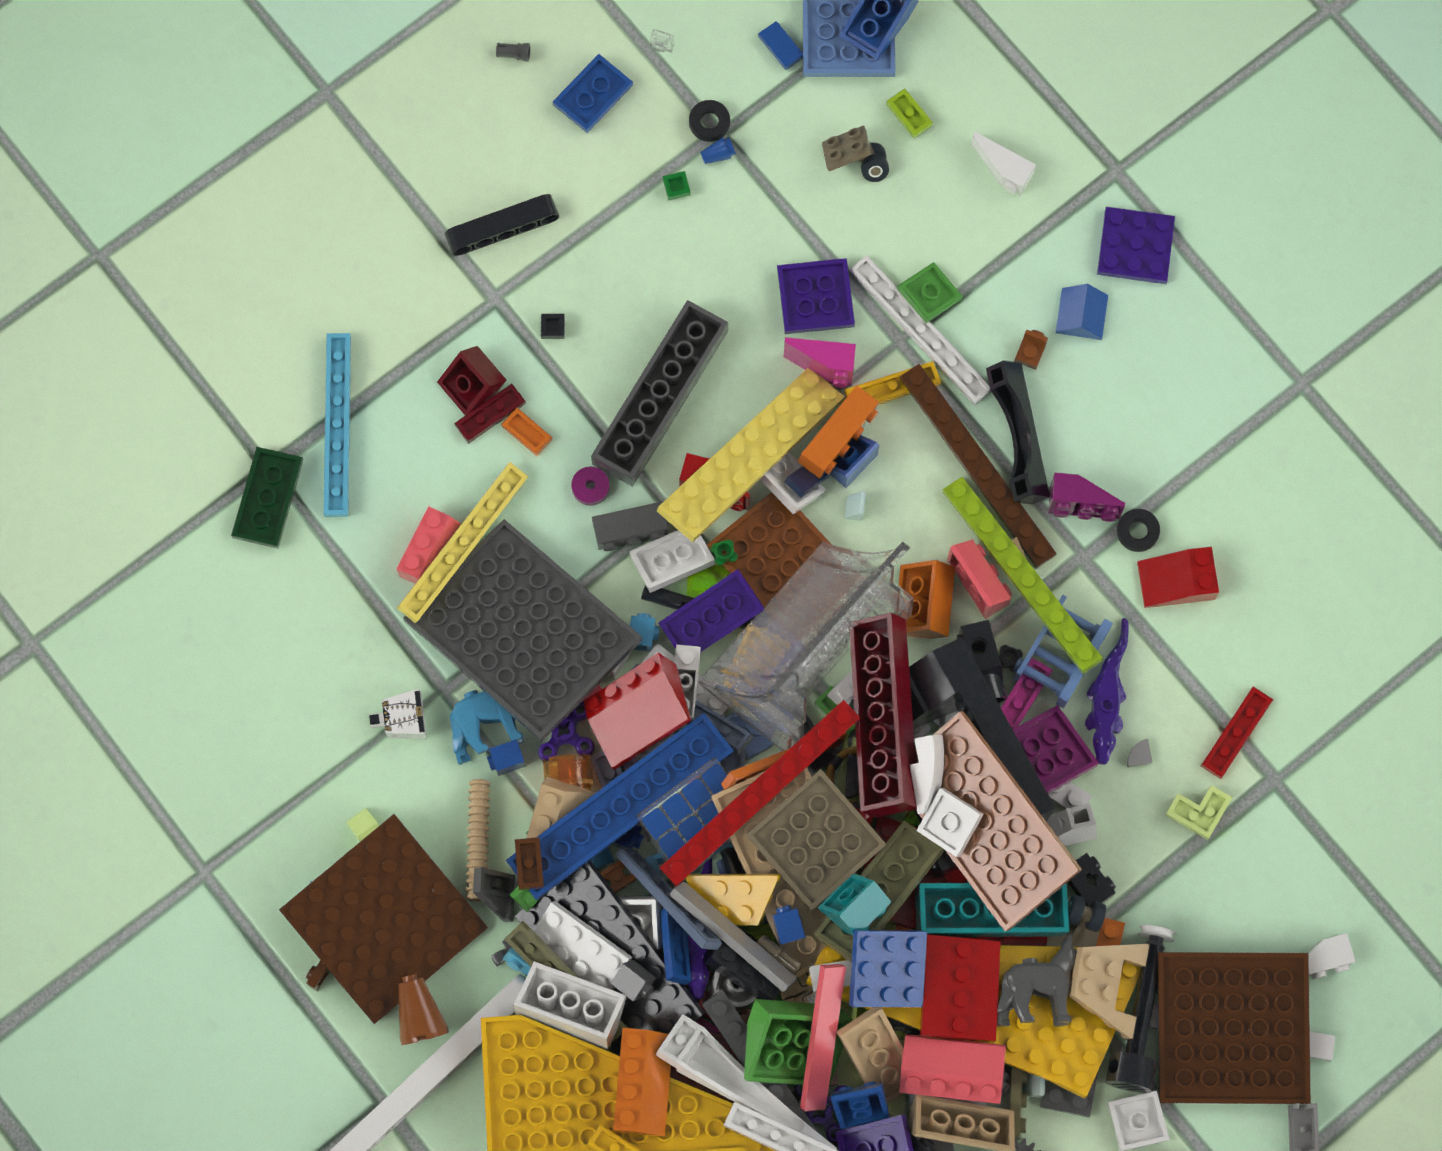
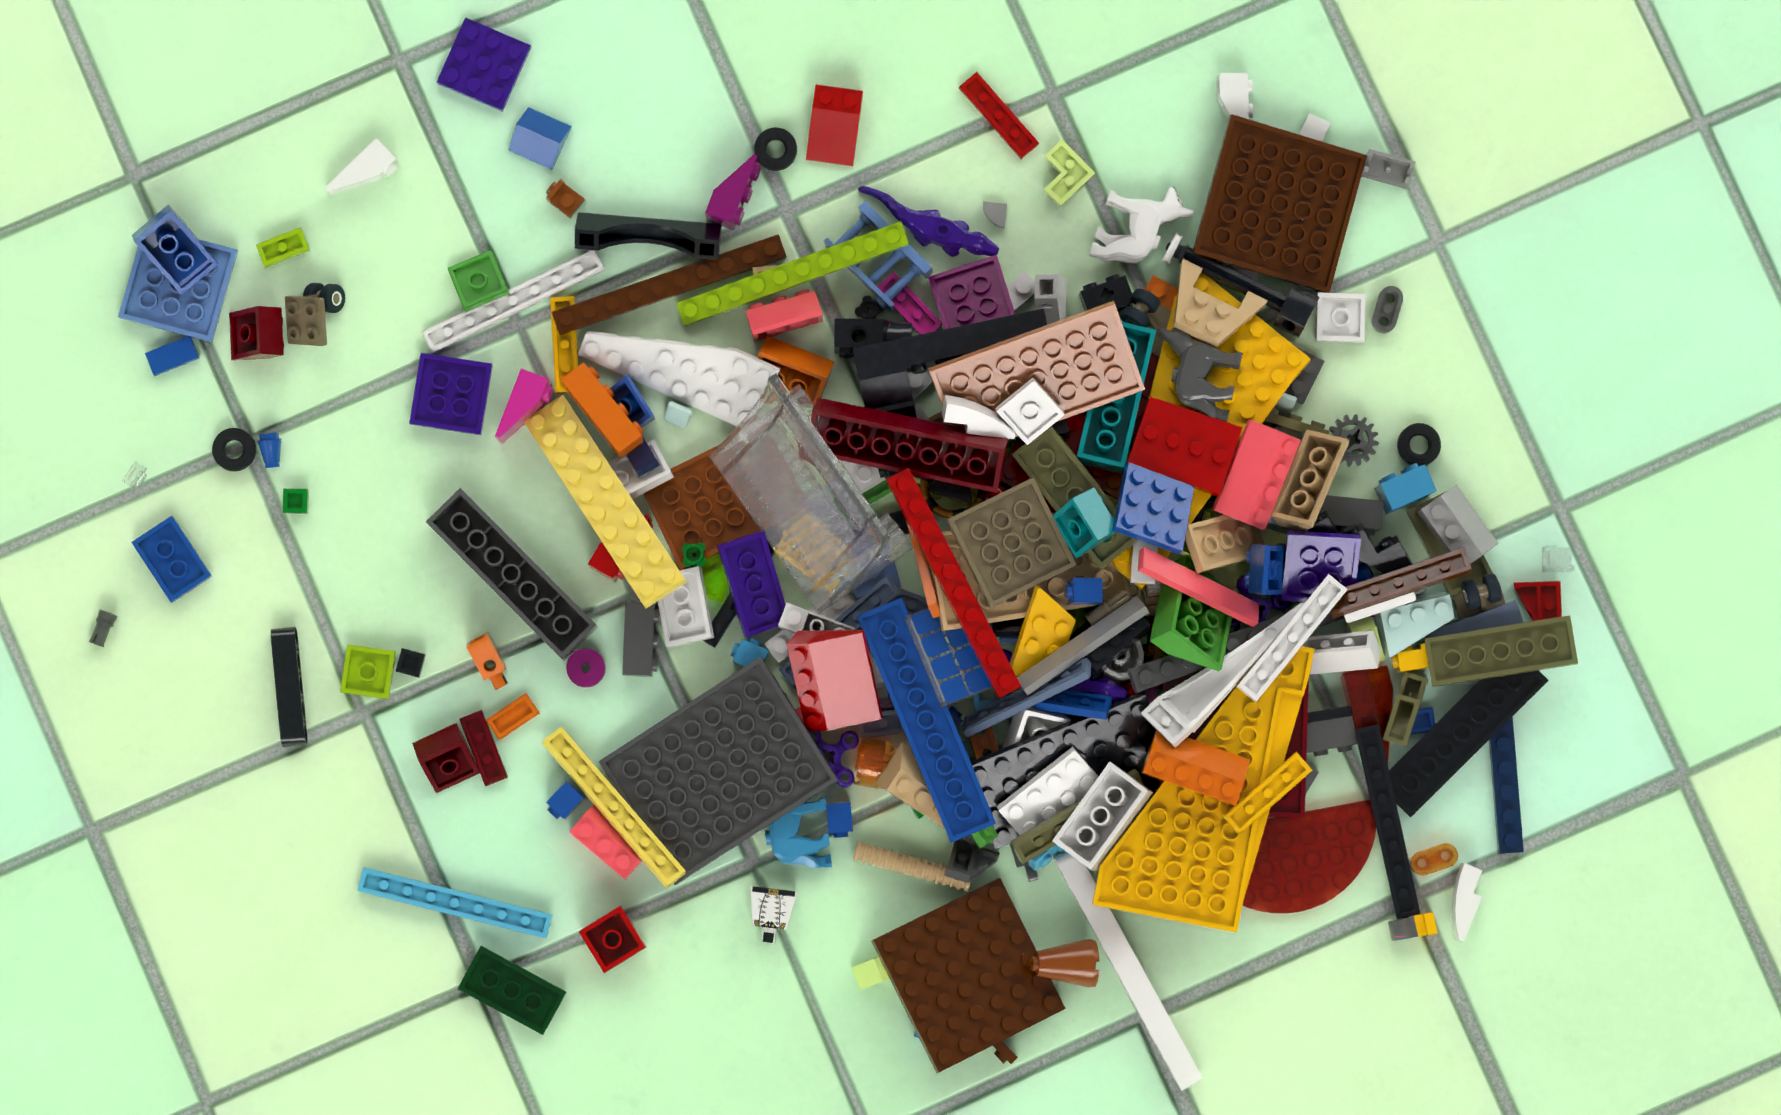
camera: 80 degrees left, 10 degrees up
(337, 574) = (612, 939): none -> red brick
(458, 498) = (564, 801): none -> blue brick
(529, 863) = (962, 821): reddish brown plate -> none
(534, 290) = (368, 671): none -> lime plate
(579, 385) = (484, 649): none -> orange torso
(633, 980) = (1097, 750): brick -> none
(822, 111) = (256, 333): none -> dark red slope
(898, 497) = (705, 377): none -> white wing
(1172, 899) = (1143, 225): none -> white animal

